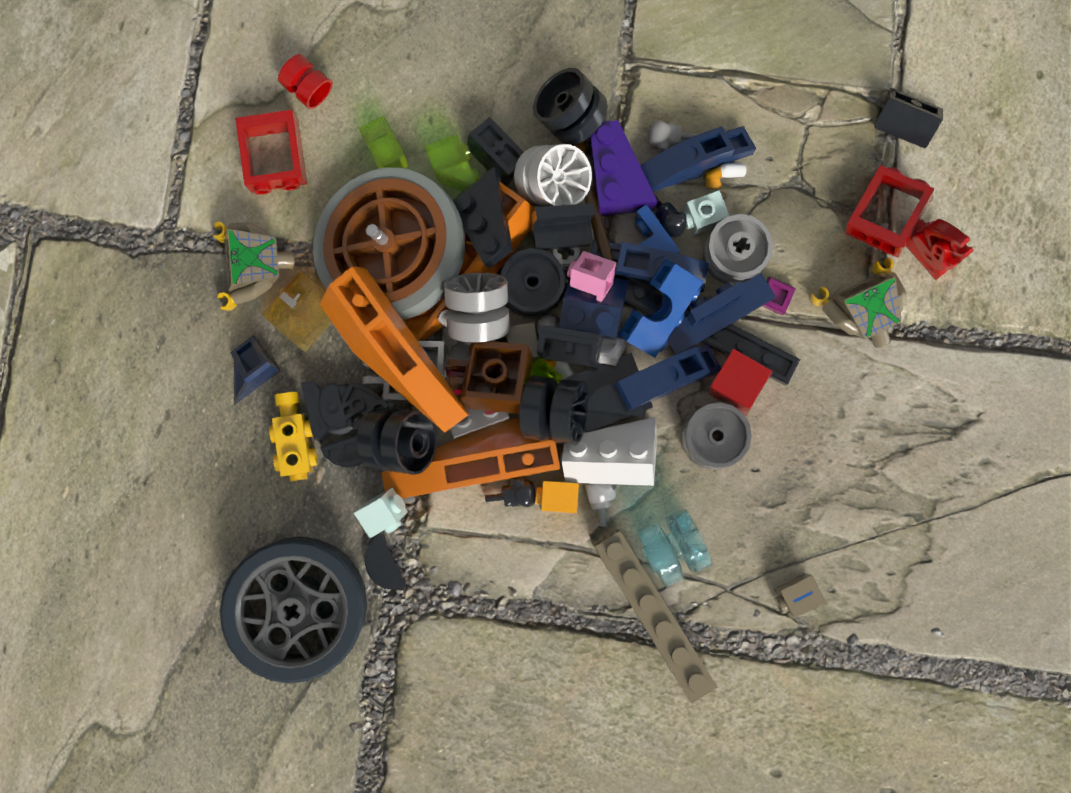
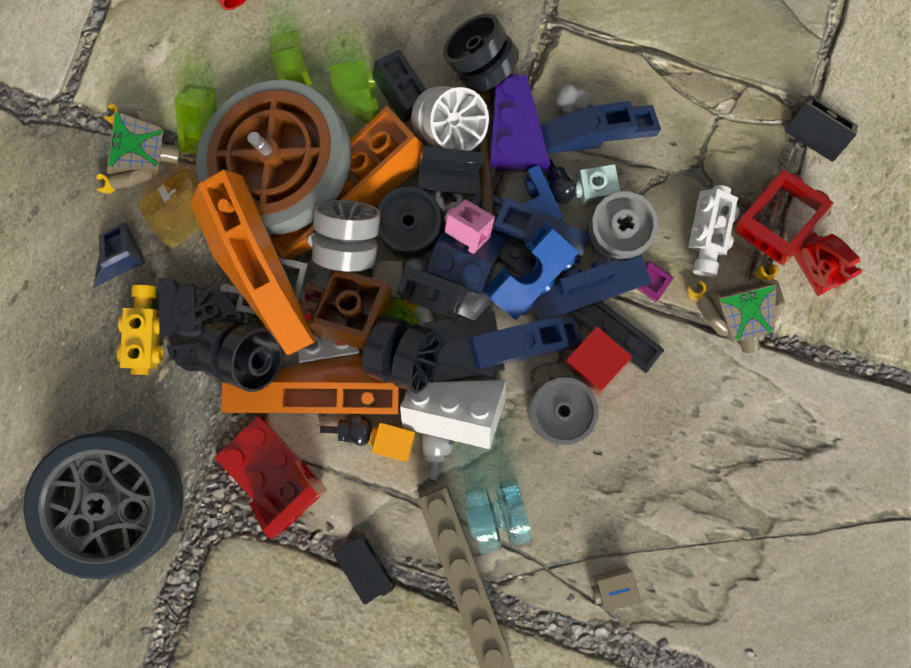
camera: 15 degrees right, 0 degrees up
(264, 125) = (185, 17): red window -> none
(302, 215) = (193, 111): none -> clear neon green slope
(381, 513) = (212, 424): light aqua brick -> none
(382, 565) = (205, 477): black tile -> none
(446, 552) = (271, 476): none -> red bracket
(484, 218) = (372, 148): black wing -> none
(554, 625) = (364, 569): none -> black panel
(726, 170) = (624, 146): arm -> none
(824, 234) = (712, 228): none -> white brick

